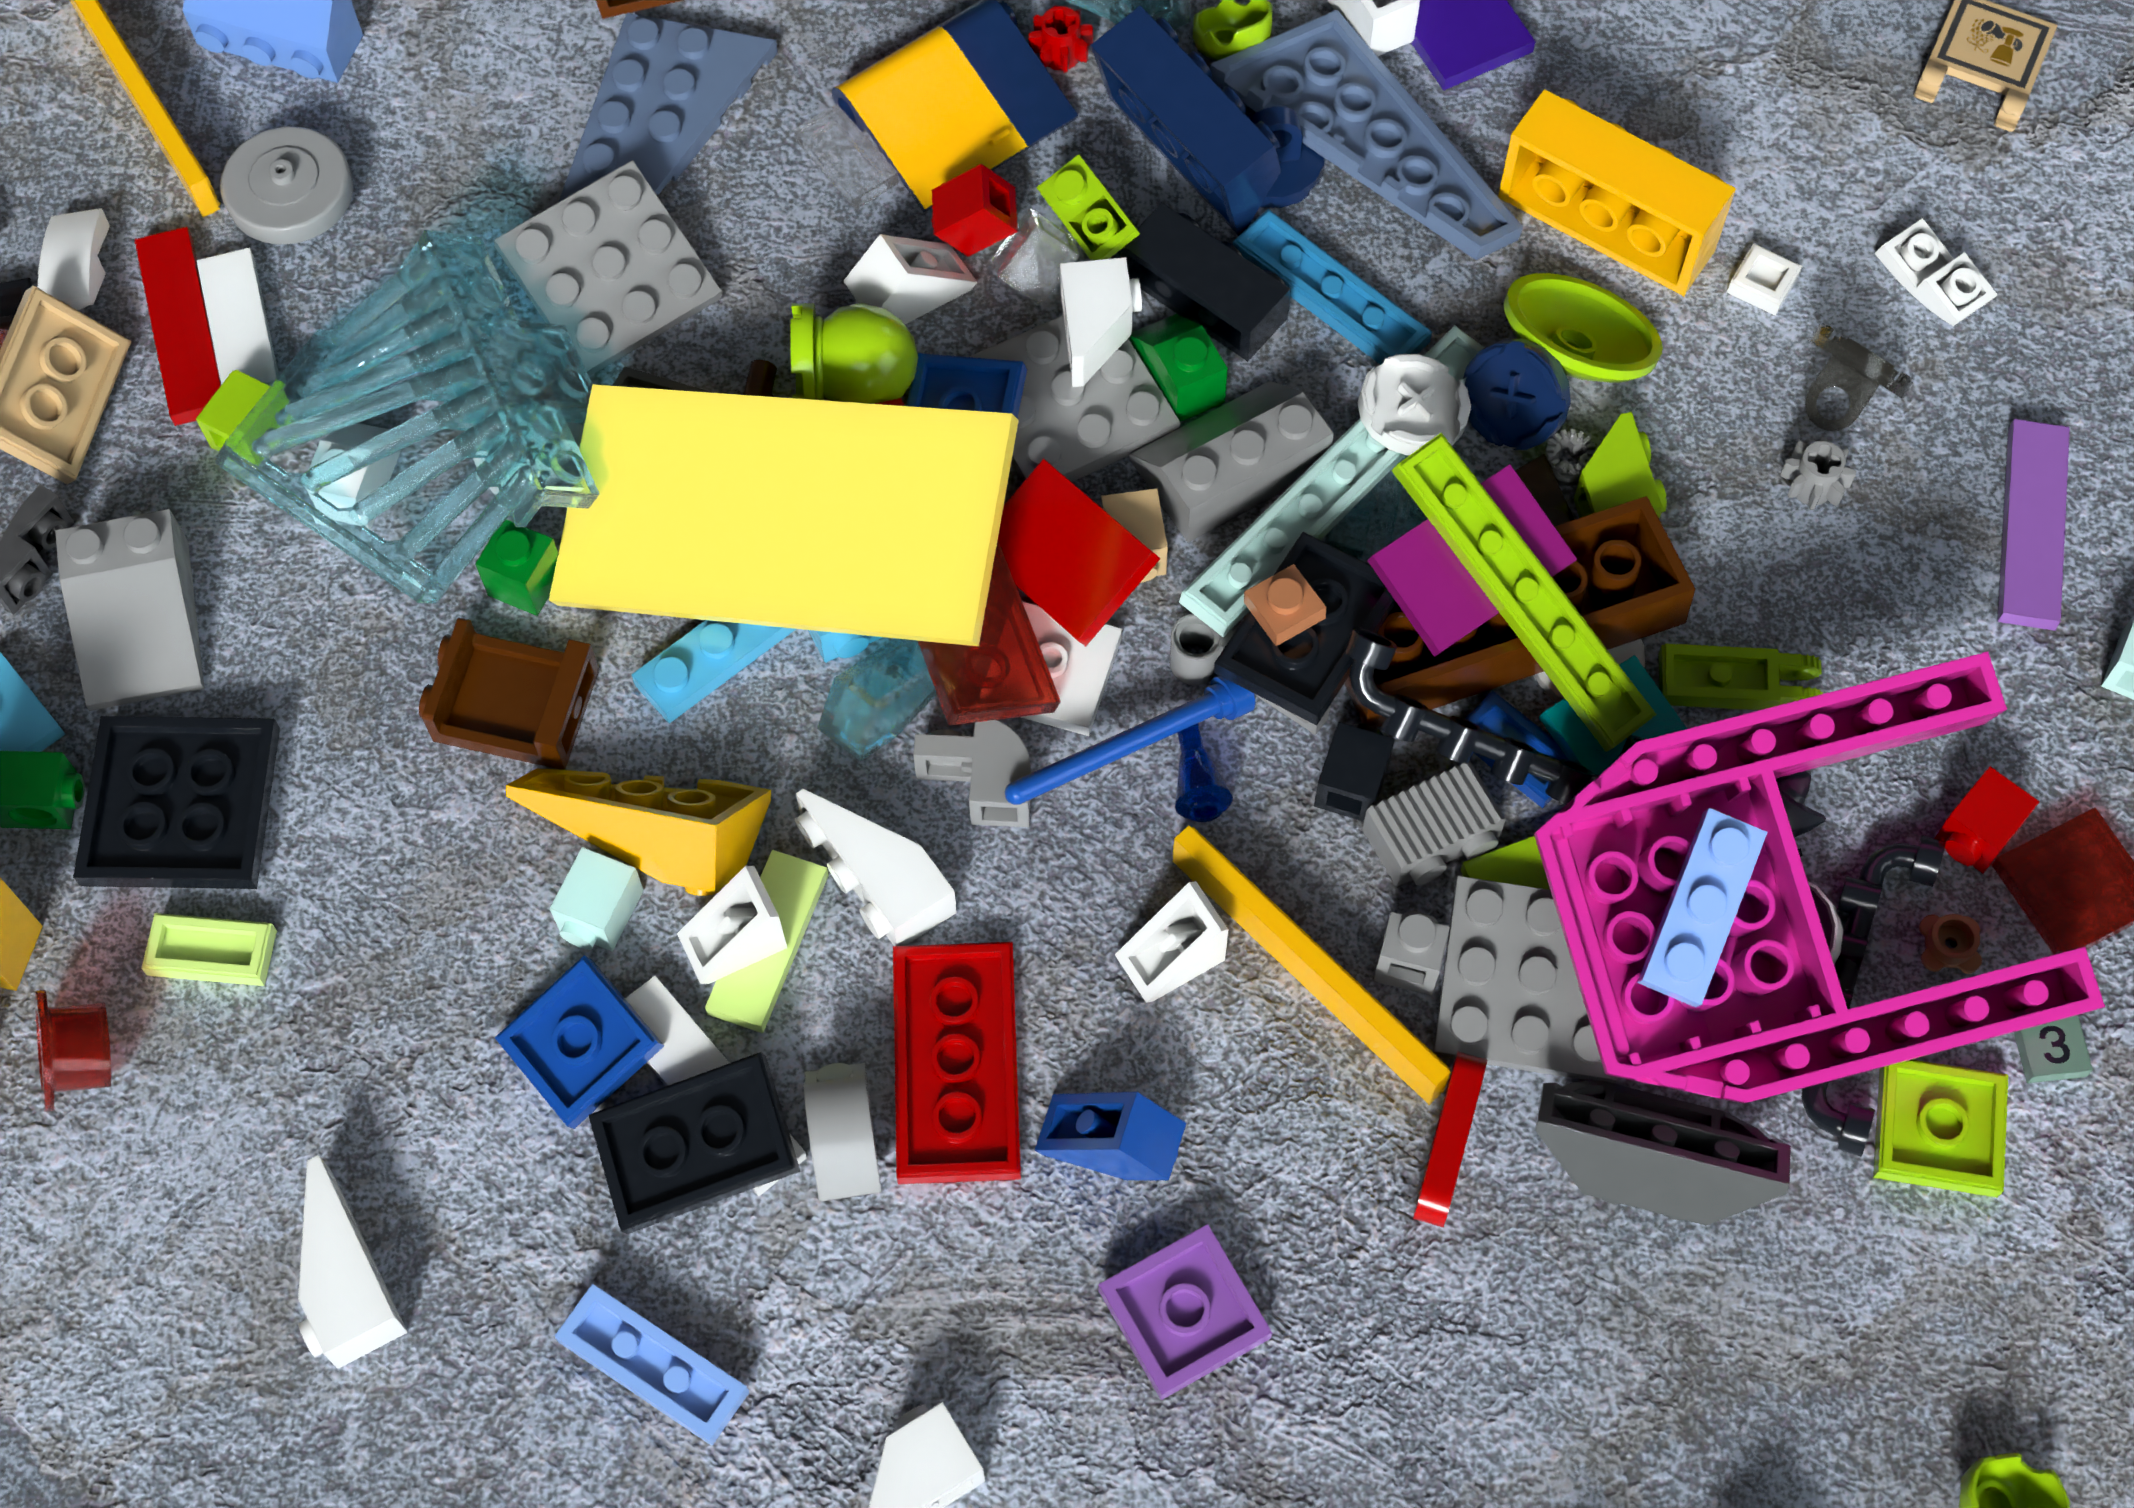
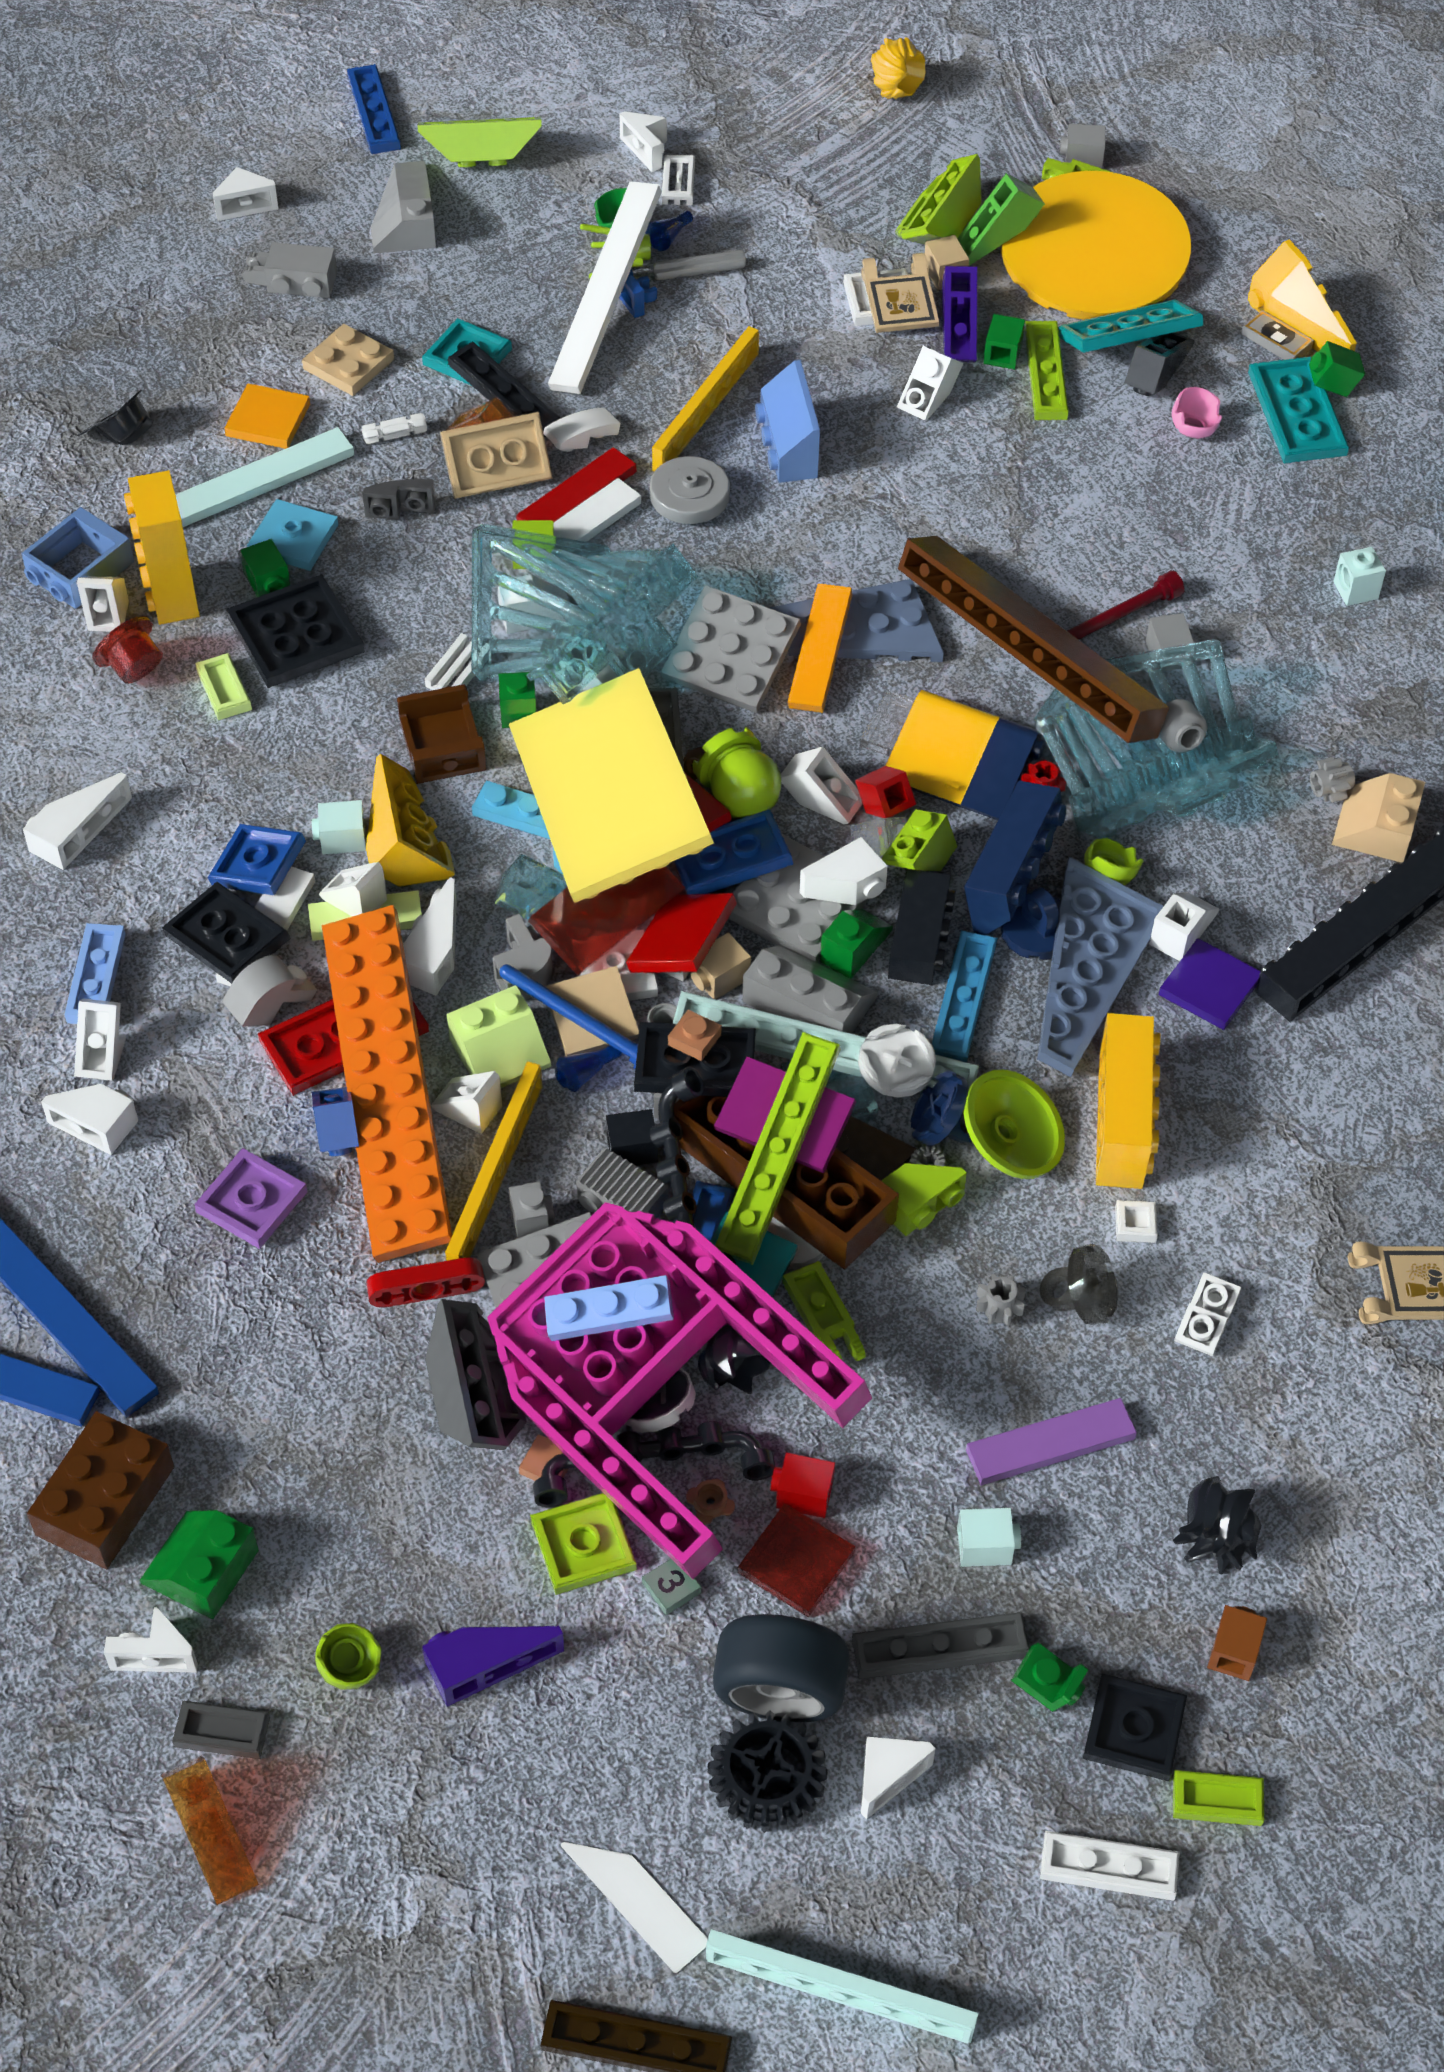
camera: 60 degrees right, 10 degrees down
(130, 608) = (393, 555): light grey slope -> none
(373, 584) = (451, 665): none -> white tile
(679, 166) = (820, 648): none -> light orange tile
(788, 1410) = (98, 1039): none -> white slope
(1093, 1035) = (386, 1084): none -> orange plate
(1099, 863) = (498, 1036): none -> yellowish green slope
(1111, 699) = (600, 996): none -> tan tile
(1788, 1120) = (536, 1458): none -> nougat tile
(2076, 1341) = (483, 1656): none -> dark purple slope

